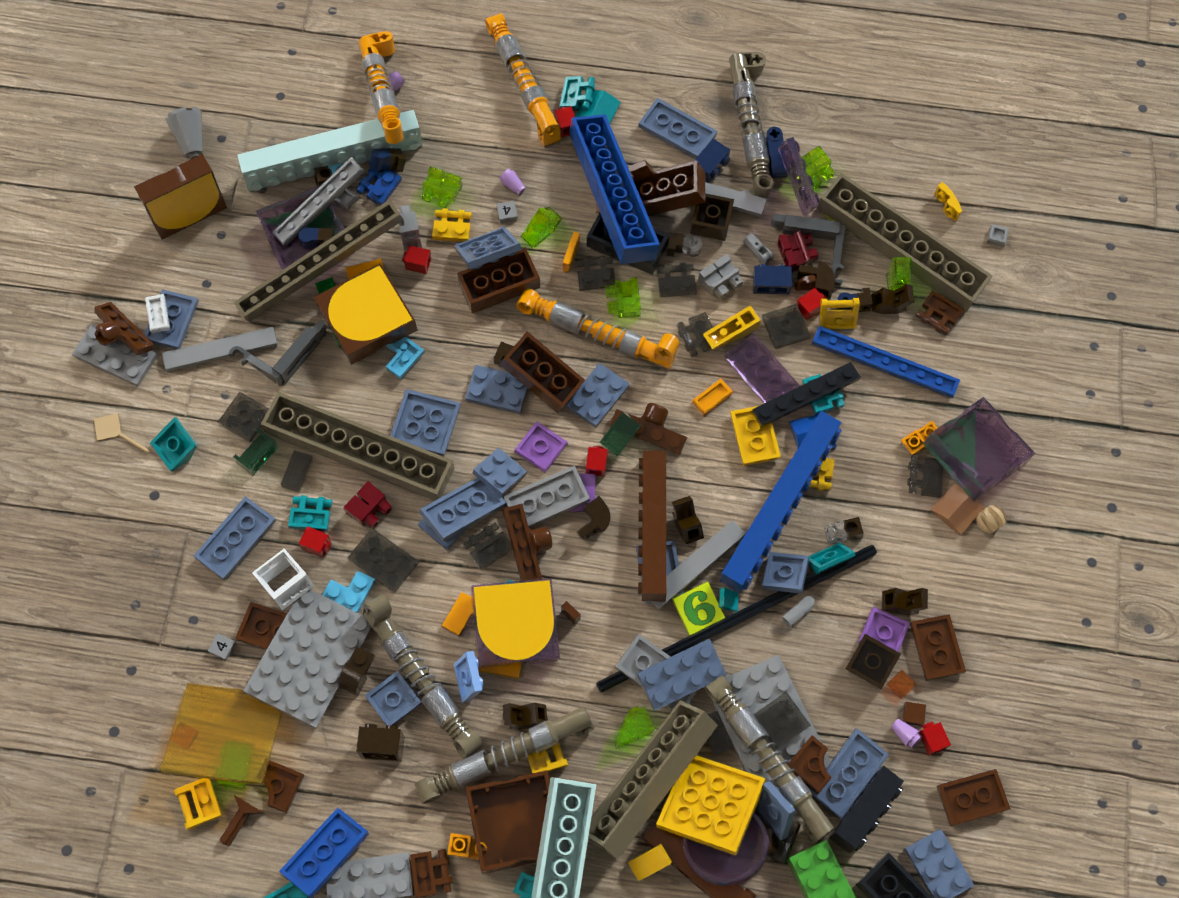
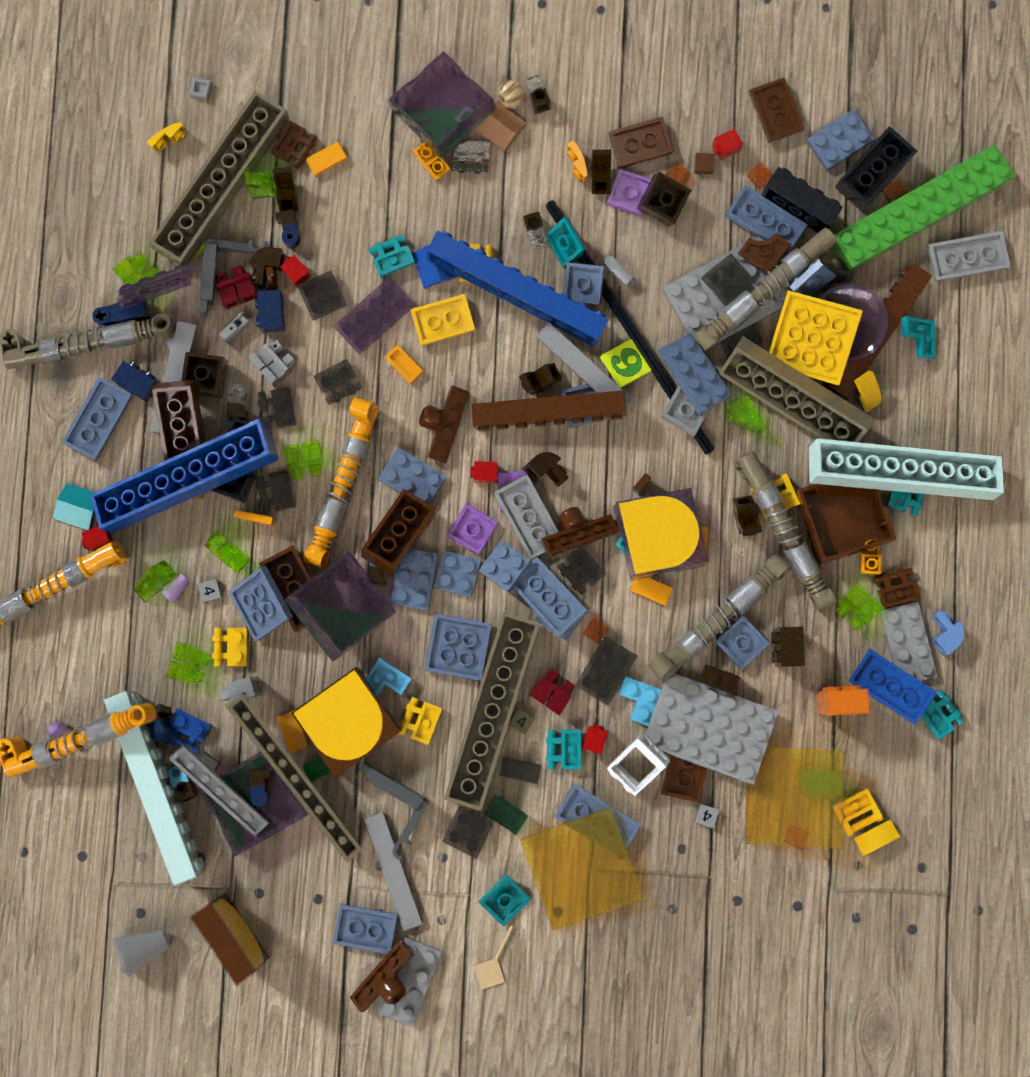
camera: 90 degrees left, 15 degrees up
(157, 313) = (363, 942): white plate -> none
(168, 820) = (876, 837): none -> yellow slope
(190, 518) = (581, 868): none -> clear yellow piece
(238, 821) = (859, 767): reddish brown piece -> none
(281, 786) = (833, 735): reddish brown tile -> none
(314, 791) = (843, 700): none -> orange brick
(344, 476) = (521, 721): none -> olive tile
(355, 387) = (425, 723): none -> yellow plate
(406, 830) = (863, 613): none -> clear neon green hips
(417, 259) = (275, 678): red brick -> none
(425, 554) = (595, 631): none -> clear orange tile
(468, 676) = (717, 572): light blue plate -> none
(475, 313) = (340, 606): none -> tile
(498, 429) = (457, 573): none -> sand blue plate
(522, 164) = (154, 580): none -> clear neon green slope
(572, 92) = (59, 534): teal plate -> none
(620, 433) = (456, 449): clear green panel -> none
(641, 170) = (161, 448): reddish brown tile -> none
(728, 600) = (614, 336): teal tile -> none
(733, 328) = (332, 347): yellow slope -> none
(806, 394) = (397, 271): black plate -> none
(839, 318) = (306, 242): yellow plate -> none
(885, 361) = (352, 197): blue plate -> none
(901, 770) = (759, 175): none -> clear orange tile
(907, 734) = (724, 169): lavender cone -> none
(912, 581) = (579, 166): none -> light orange slope
(925, 341) = (326, 159): none -> light orange tile
(991, 546) = (537, 94): none -> dark brown leg

